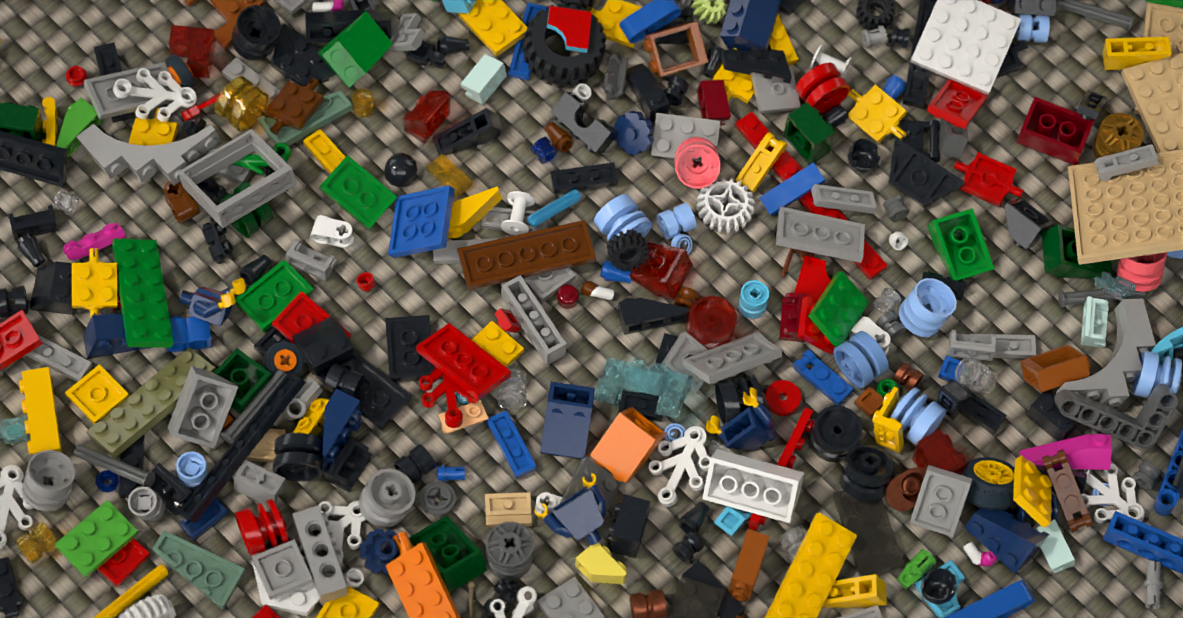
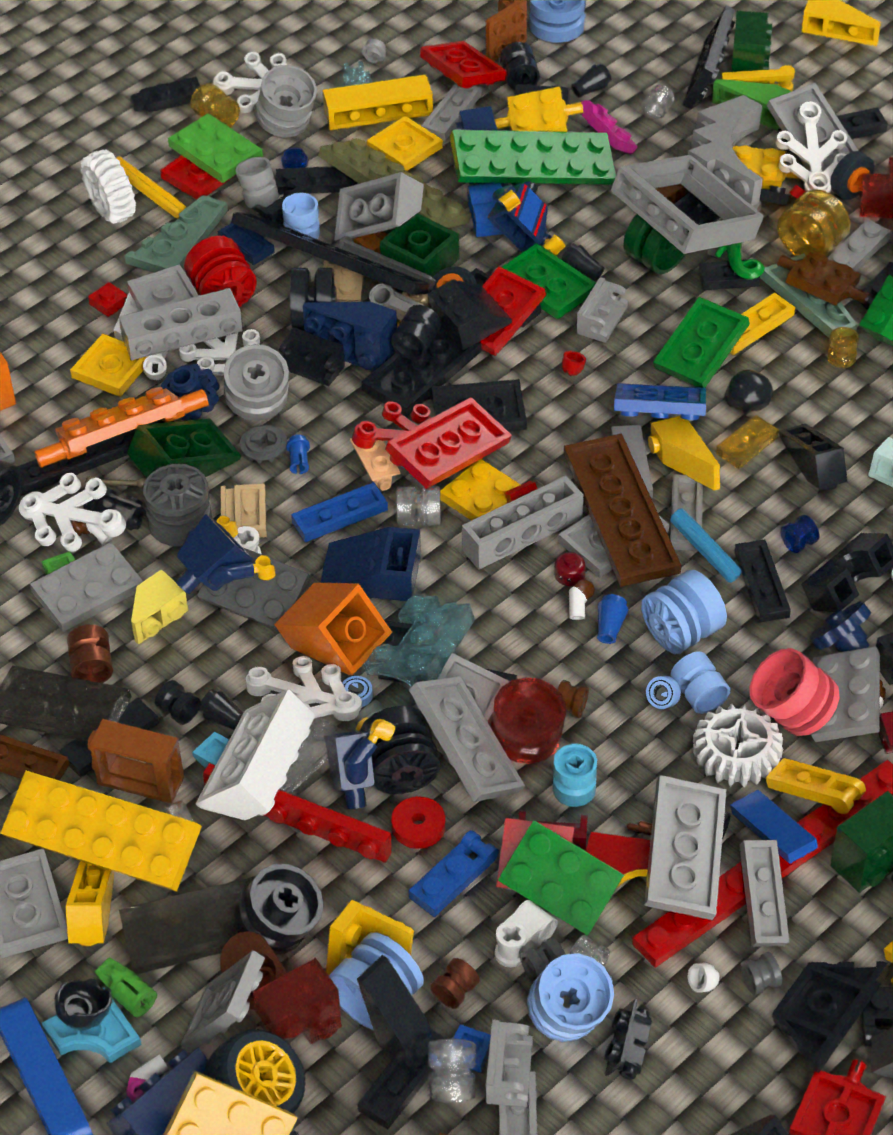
camera: 95 degrees right, 15 degrees down
(34, 223) = (627, 80): black hinge -> none
(76, 76) = (838, 100): red plate -> none
(114, 465) = (286, 173): dark grey axle -> none
(222, 248) = (612, 232): black hinge -> none
(258, 483) = (278, 279): light grey hinge -> none
(332, 232) = (643, 328): white piece -> none
(416, 463) = (307, 414): black wheel -> none
(427, 115) = (831, 408): clear red slope -> none
(520, 201) = (691, 503): white piece -> none
(560, 138) = (820, 551): reddish brown cone -> none
(623, 242) = (633, 608): black tyre -> none
(628, 525) = (204, 626): black brick -> none
(648, 314) = (542, 644): black slope -> none
(663, 270) = (615, 666): clear red slope -> none
(835, 433) = (348, 869): black wheel -> none
(861, 359) = (472, 904): medium blue wheel -> none
(863, 155) = (850, 925): black hair -> none
(869, 402) = (422, 928): dark orange plate -> none
(885, 383) = (434, 949): green plate -> none
(960, 245) = (697, 1060): green slope -> none

